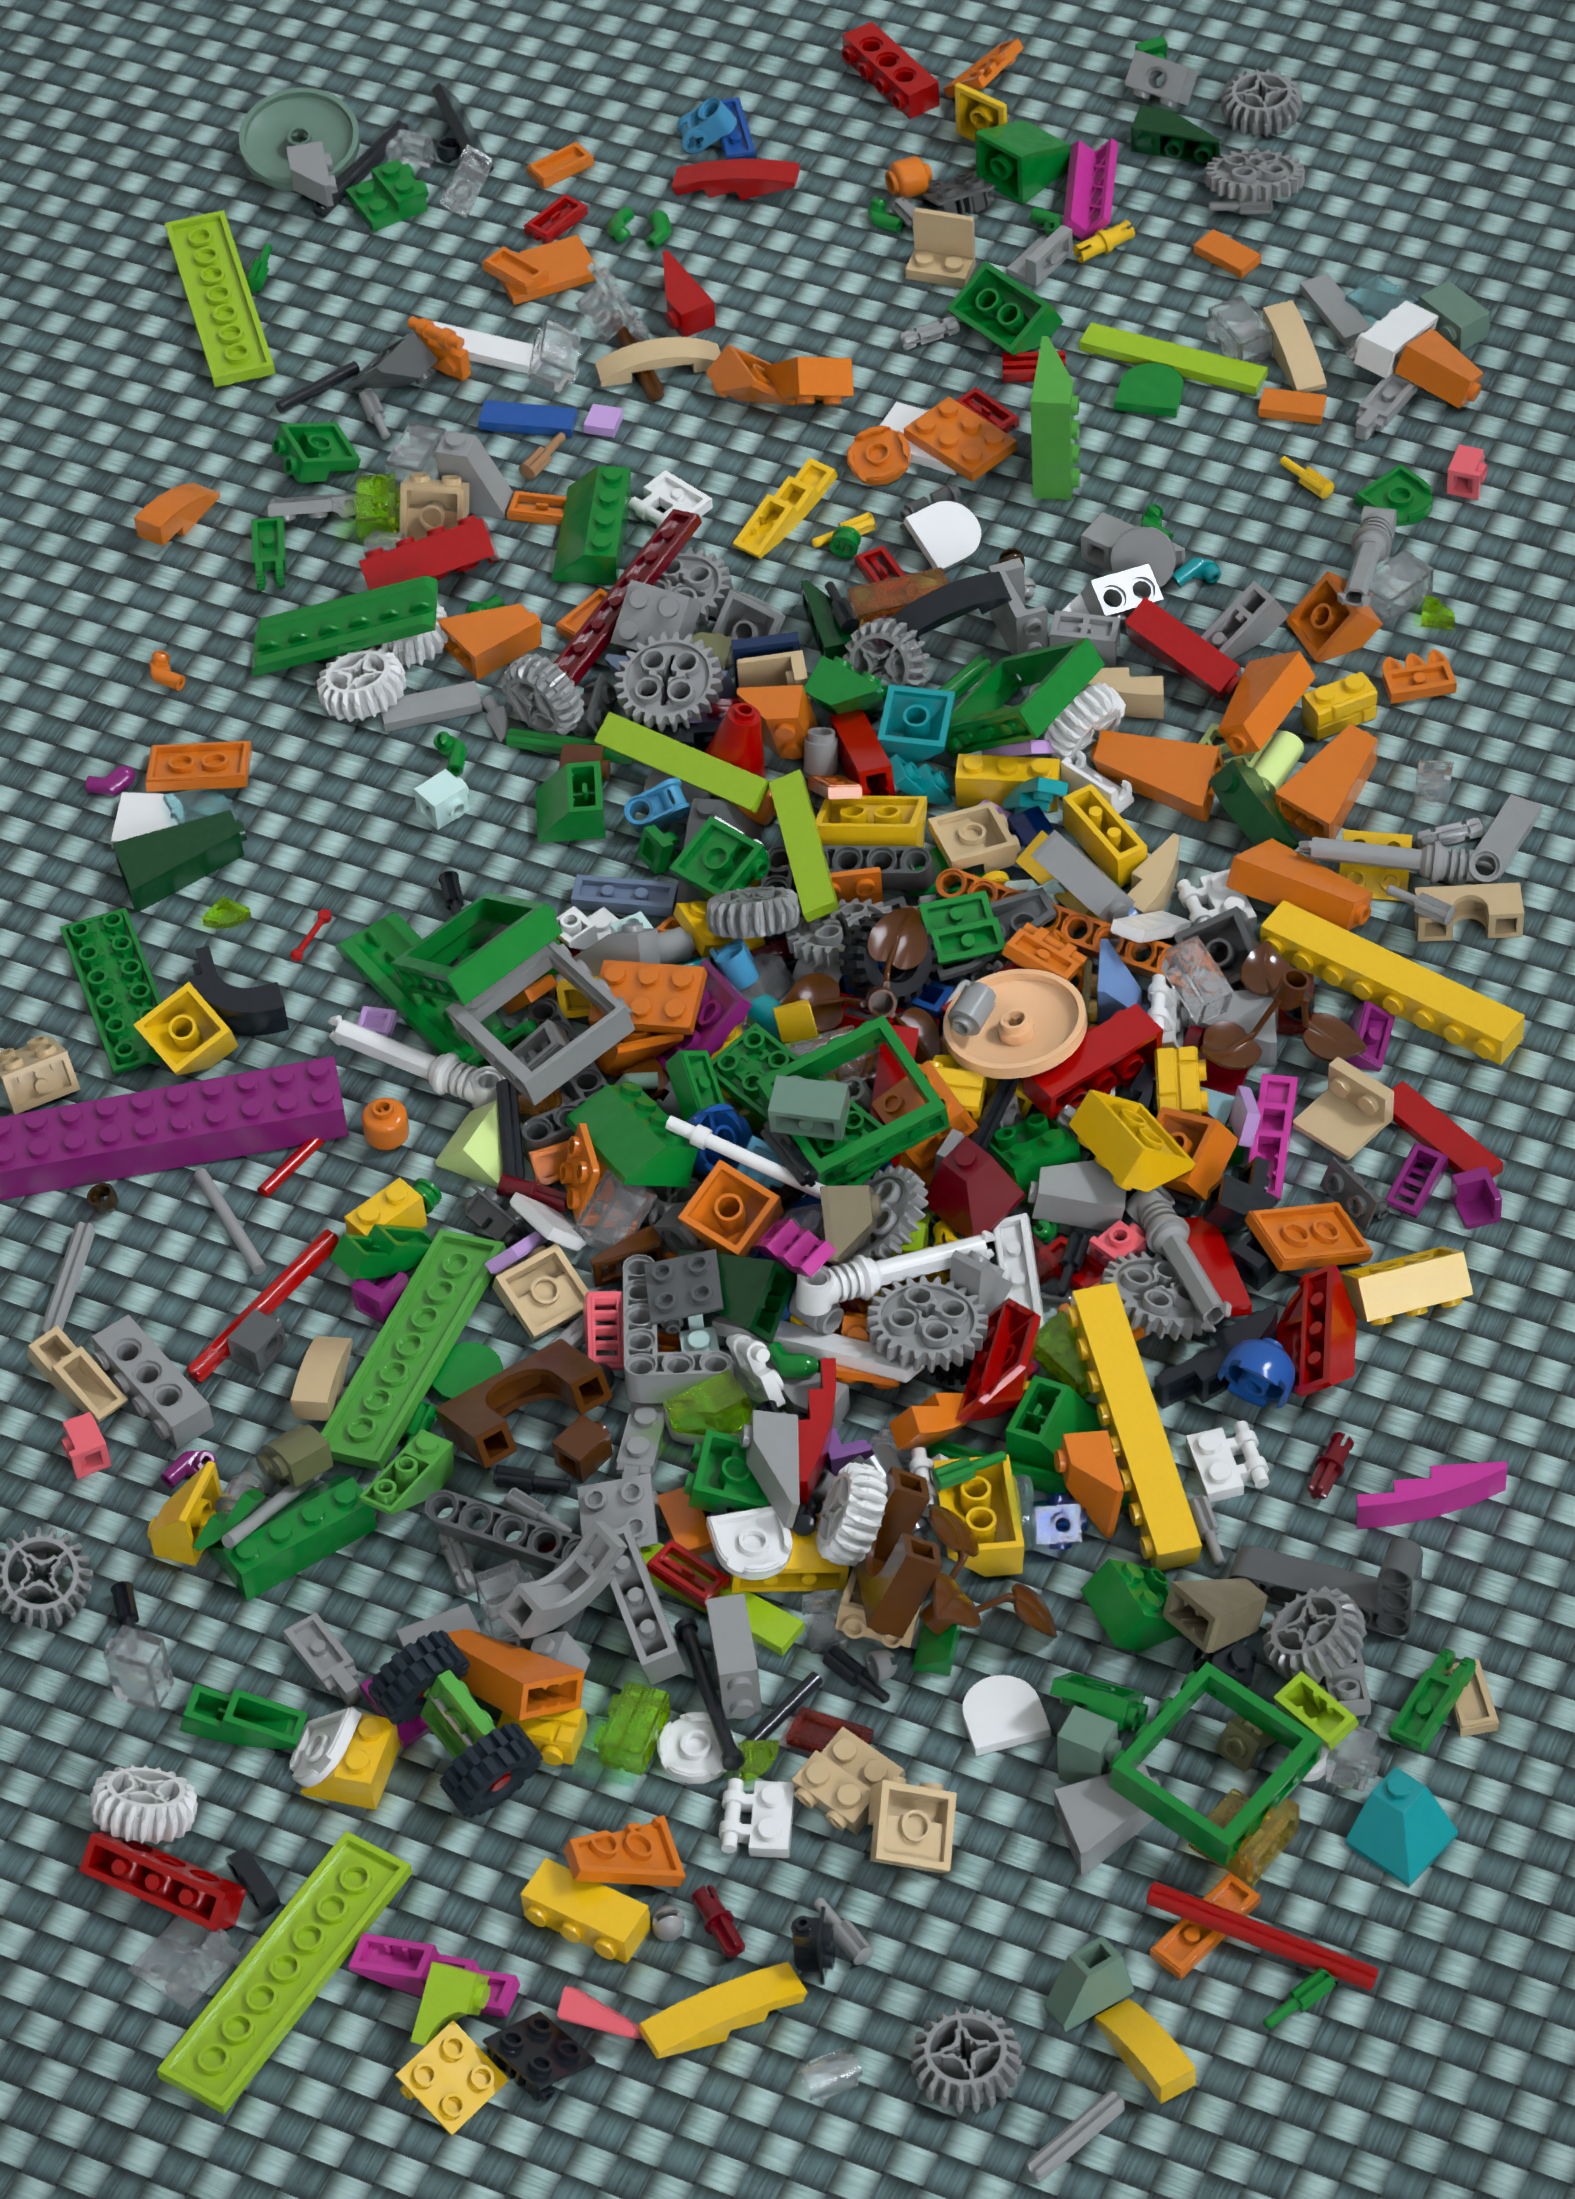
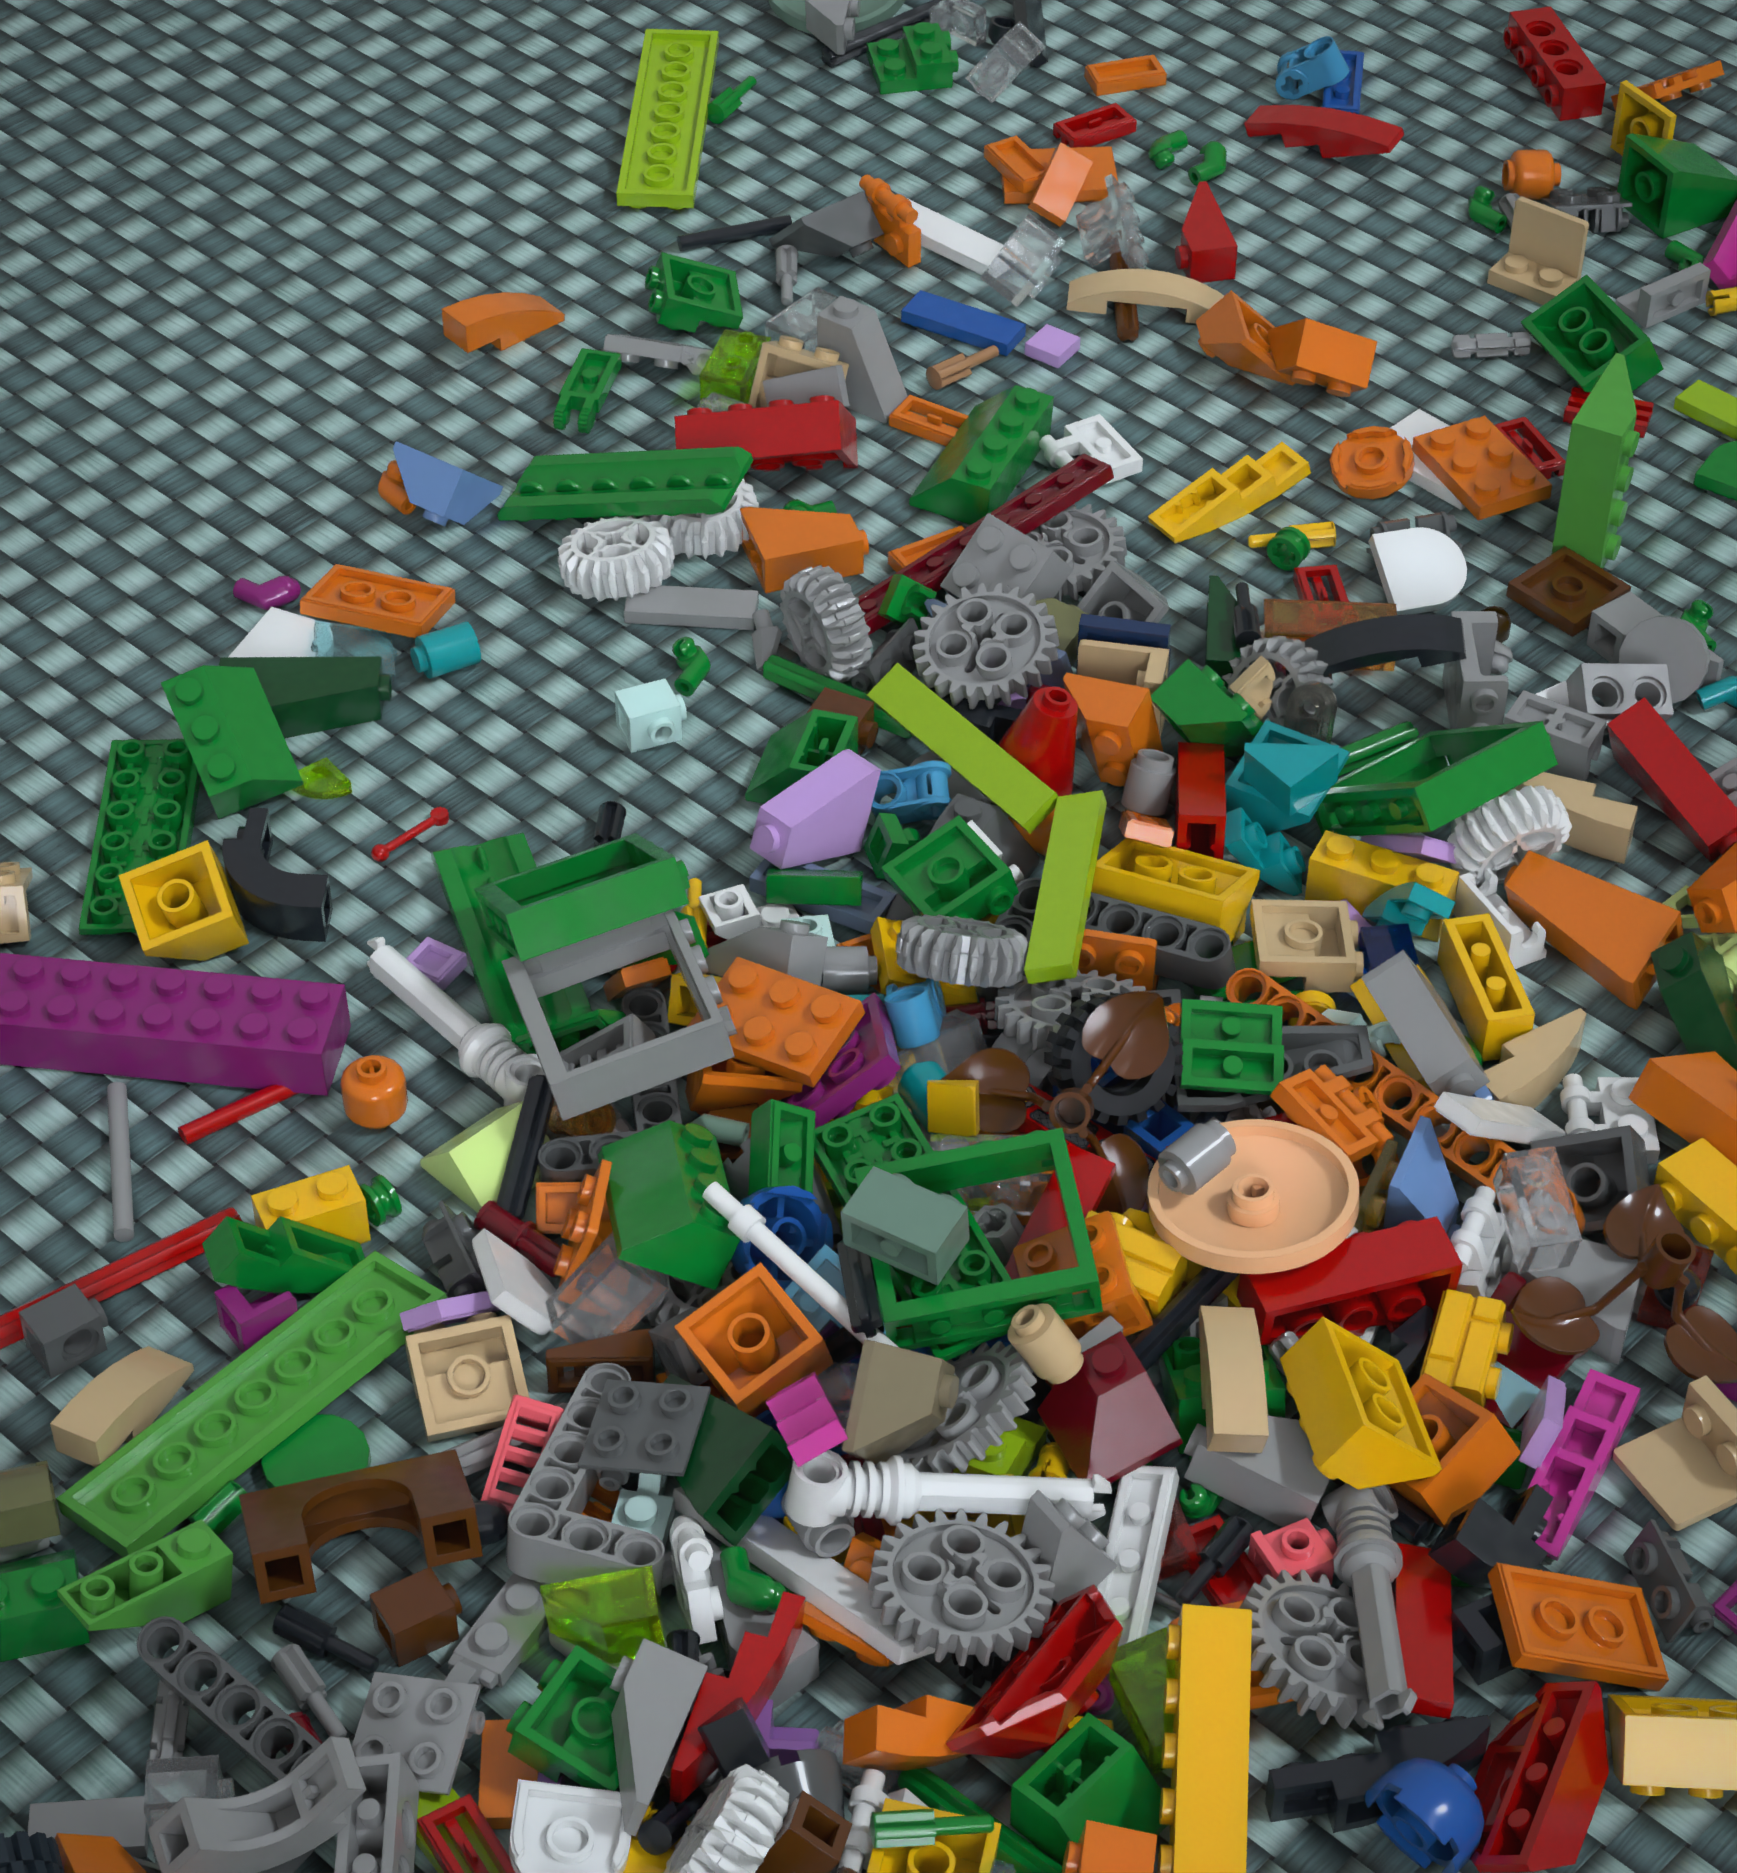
camera: 15 degrees right, 5 degrees down
(154, 901) = (232, 736): none -> green slope
(202, 662) = (442, 487): none -> medium blue slope
(270, 790) = (446, 650): none -> teal brick
(446, 512) = (804, 385): none -> light grey tile
(555, 281) = (1060, 184): none -> orange tile
(590, 661) = (905, 600): none -> green tile
(603, 840) = (818, 814): none -> lavender slope
(621, 893) = (814, 887): none -> green slope
(831, 1452) = (734, 1738): none -> black slope
(873, 660) = (1256, 686): none -> tan tile
(921, 679) = (1315, 725): none -> clear smoke plate
(921, 720) = (1290, 772): none -> teal slope
(923, 1157) = (1046, 1343): none -> tan brick
(1046, 1146) = (1232, 1380): none -> tan slope
(1055, 521) = (1565, 590): none -> reddish brown plate

